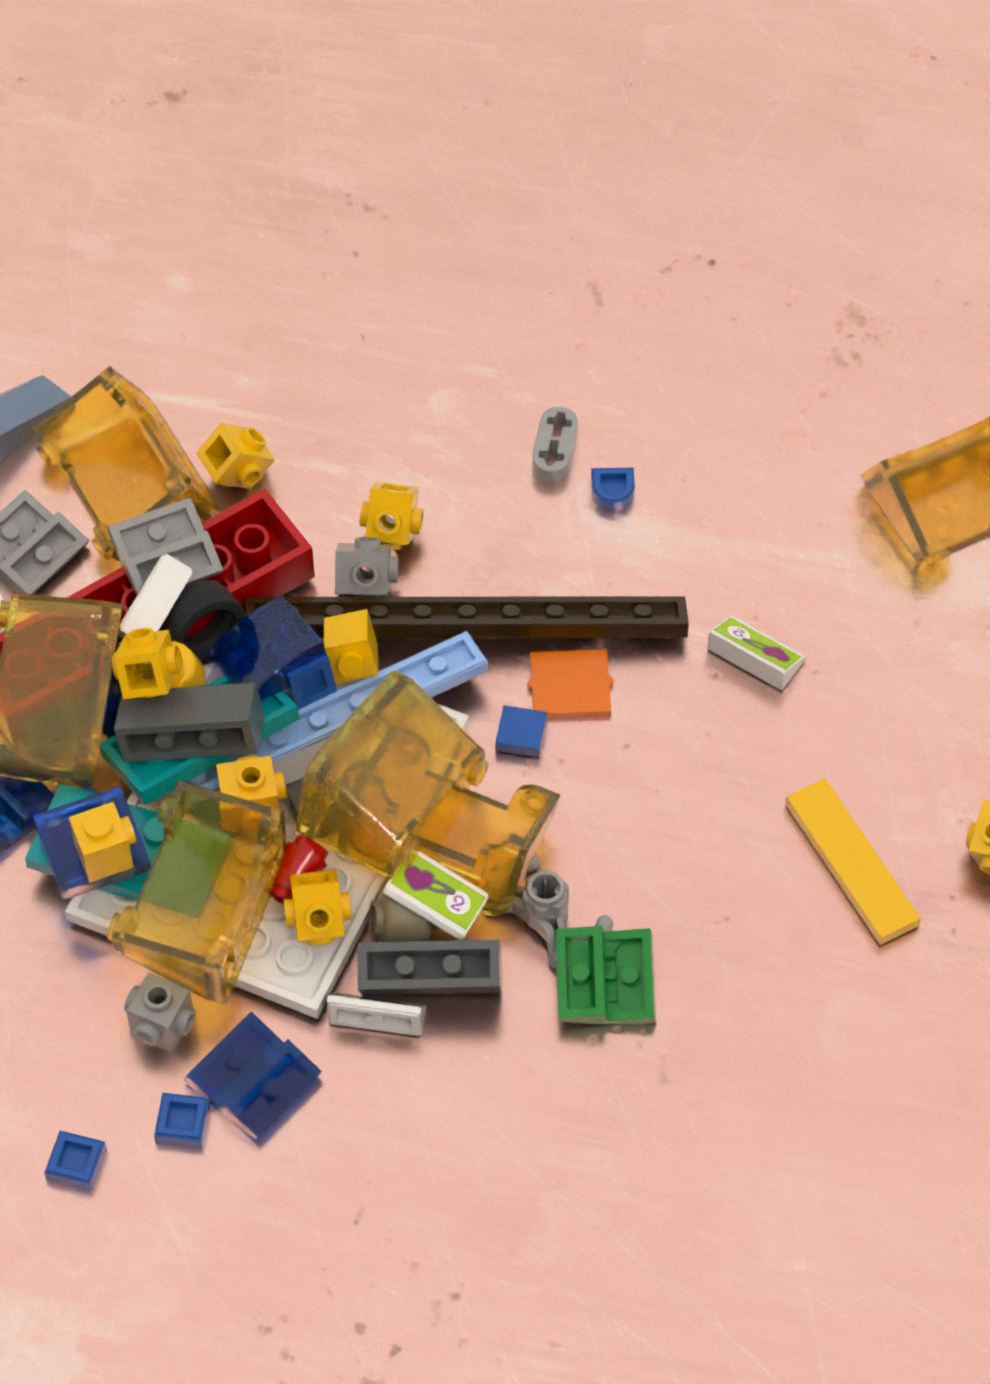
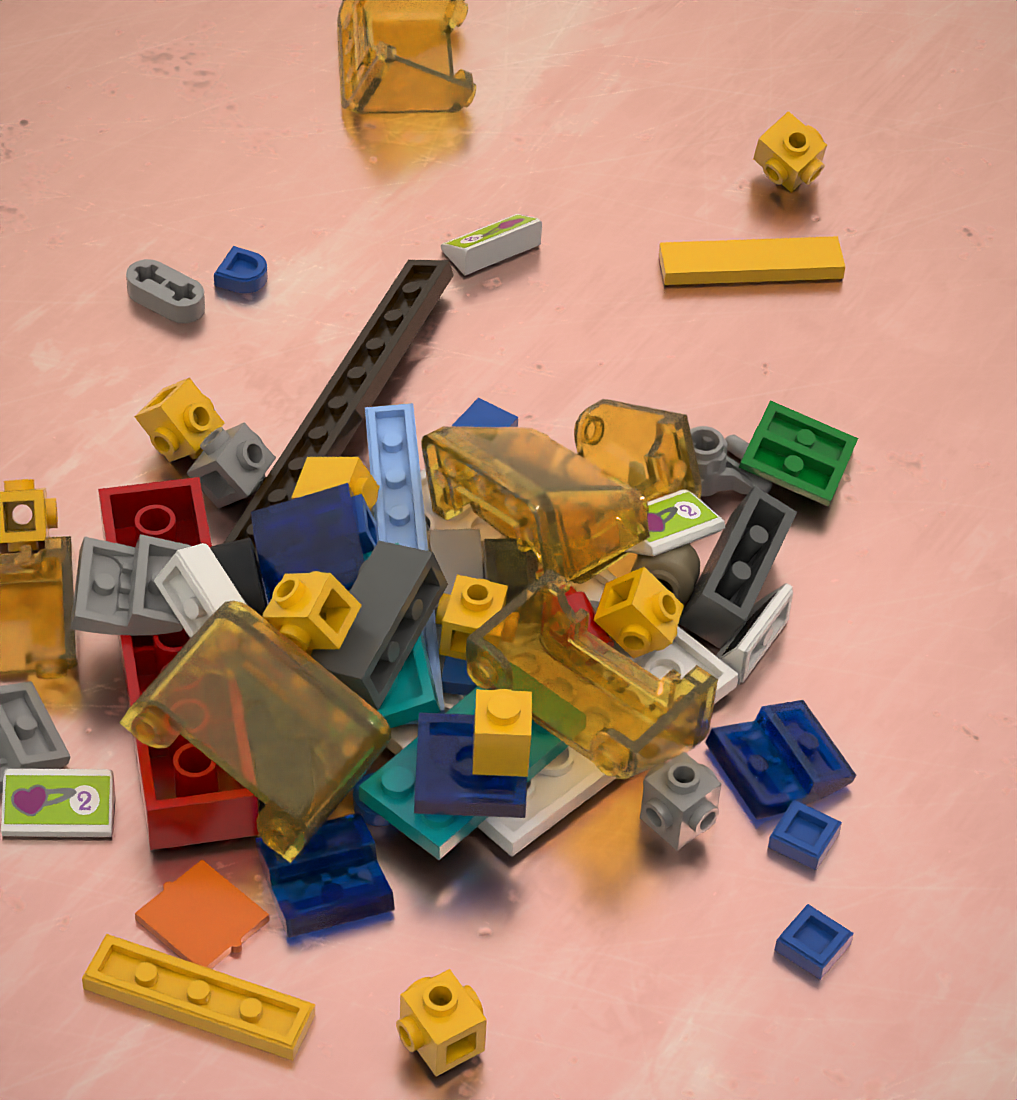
camera: 70 degrees left, 10 degrees down
(571, 683) = (447, 377): orange piece -> none

